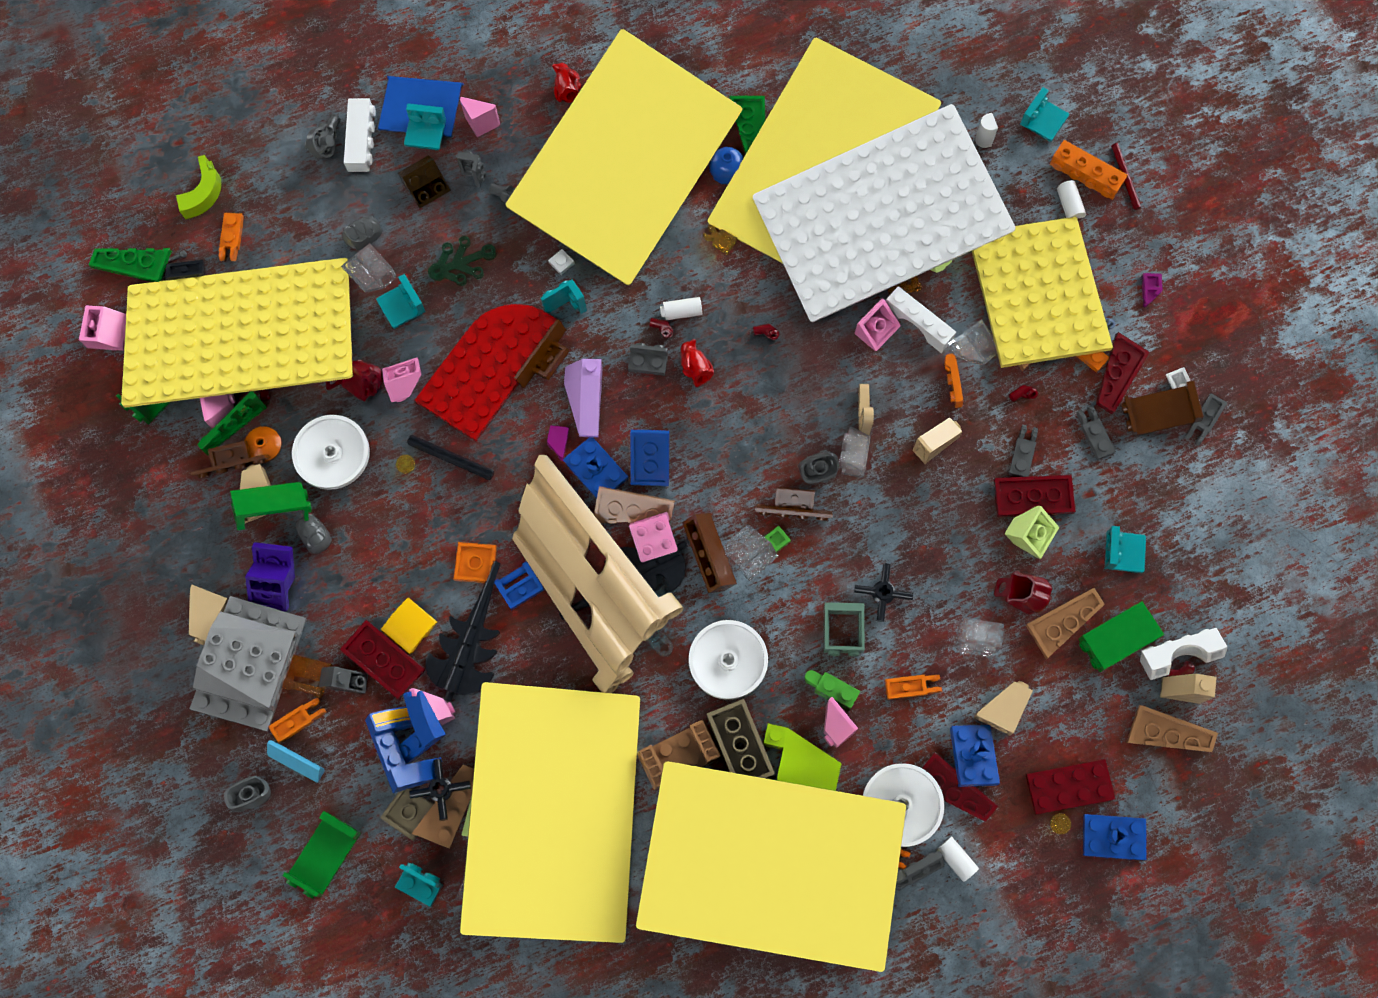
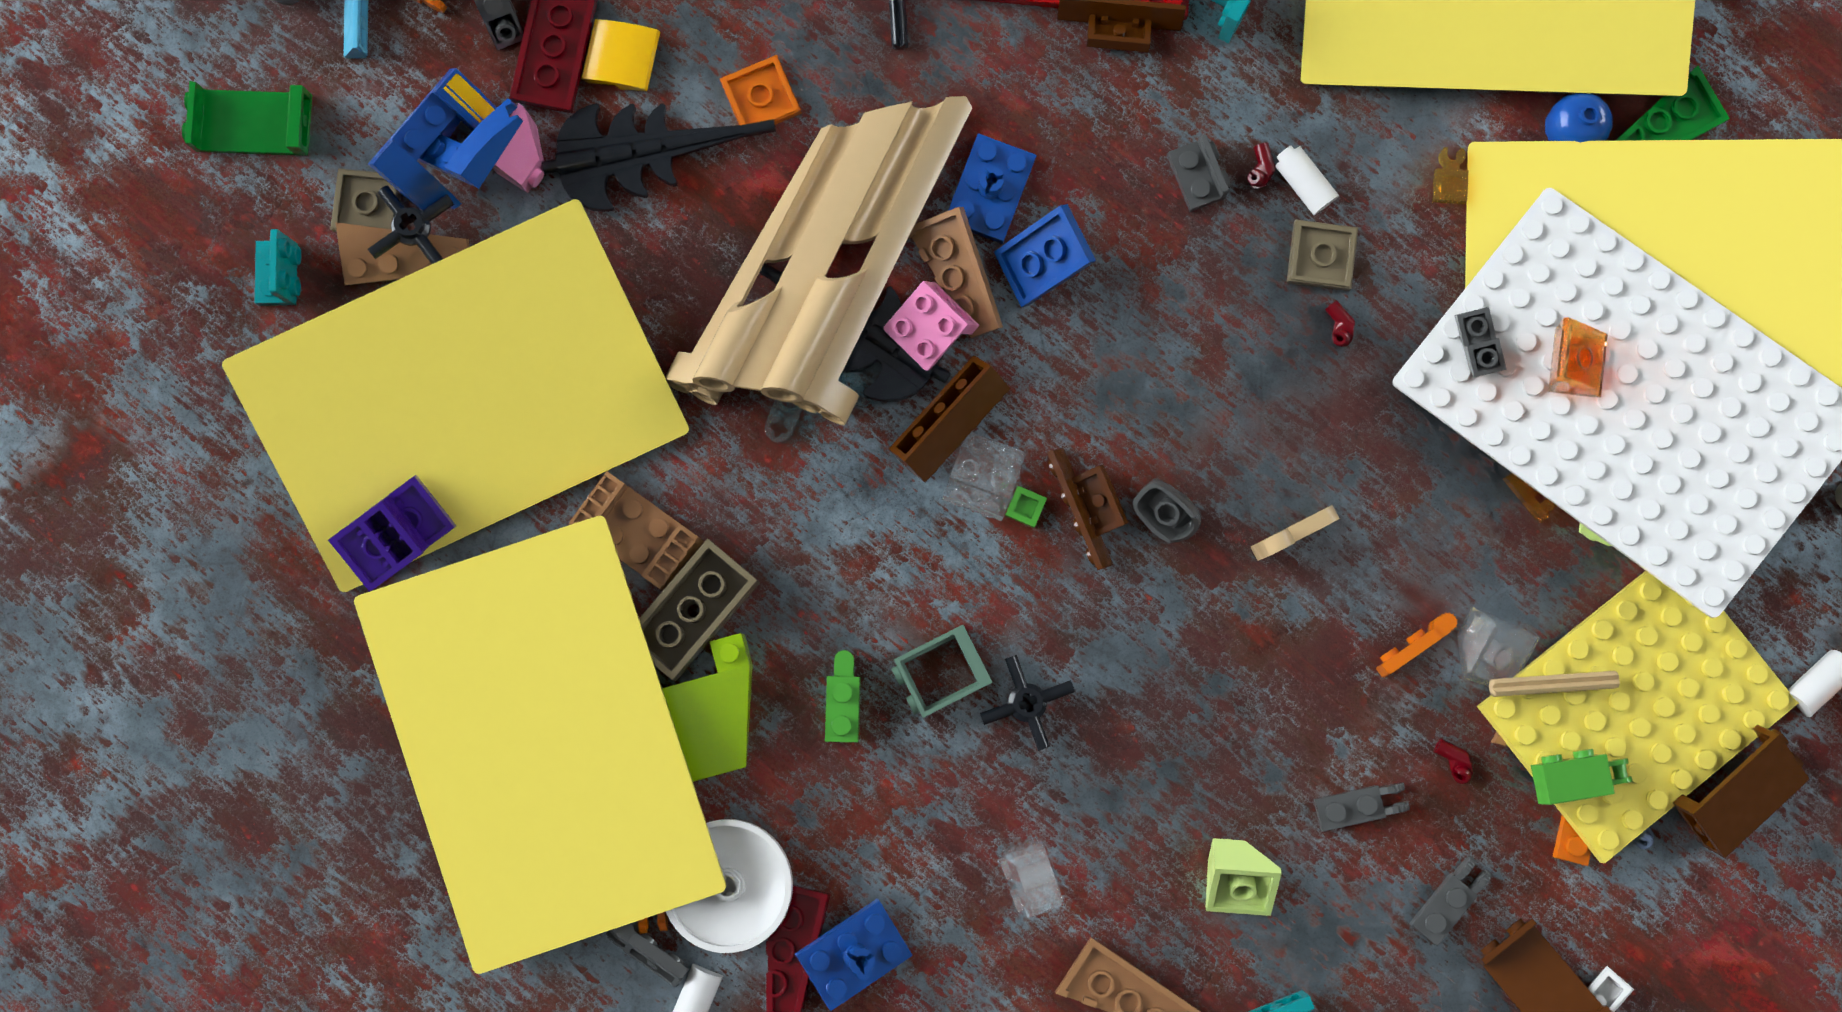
camera: 60 degrees right, 10 degrees up
(522, 590) = (754, 183): blue plate -> none
(558, 439) = (1003, 110): magenta tile -> none
(583, 389) = (1099, 107): lavender wedge -> none
(609, 888) = (392, 533): none -> dark purple bracket
(695, 363) = (1229, 246): red animal -> none
(725, 322) = (1322, 255): none -> dark tan tile
(728, 659) = (806, 528): white dish -> none
(815, 268) = (1480, 342): none -> dark grey slope
(837, 724) = (792, 734): bright pink slope -> none
(850, 226) = (1577, 359): none -> clear orange slope
(856, 448) = (1217, 554): clear slope -> none
(877, 325) = (1441, 485): bright pink slope -> none
(910, 686) = (908, 811): orange hinge -> none
(934, 329) = (1494, 519): white arch -> none
(937, 440) = (1307, 666): slope -> none
(1006, 708) = (949, 967): tan slope -> none
(1008, 323) = (1554, 683): none -> tan axle
(1021, 494) = (1293, 840): dark red plate -> none
(1025, 592) = (1138, 912): dark red piece -> none
(1062, 337) = (1577, 777): none -> bright green brick
(1112, 264) = (1746, 795): none -> reddish brown panel
(1121, 369) = (1572, 893): dark red wing -> none
(1151, 287) = (1743, 876): magenta tile -> none

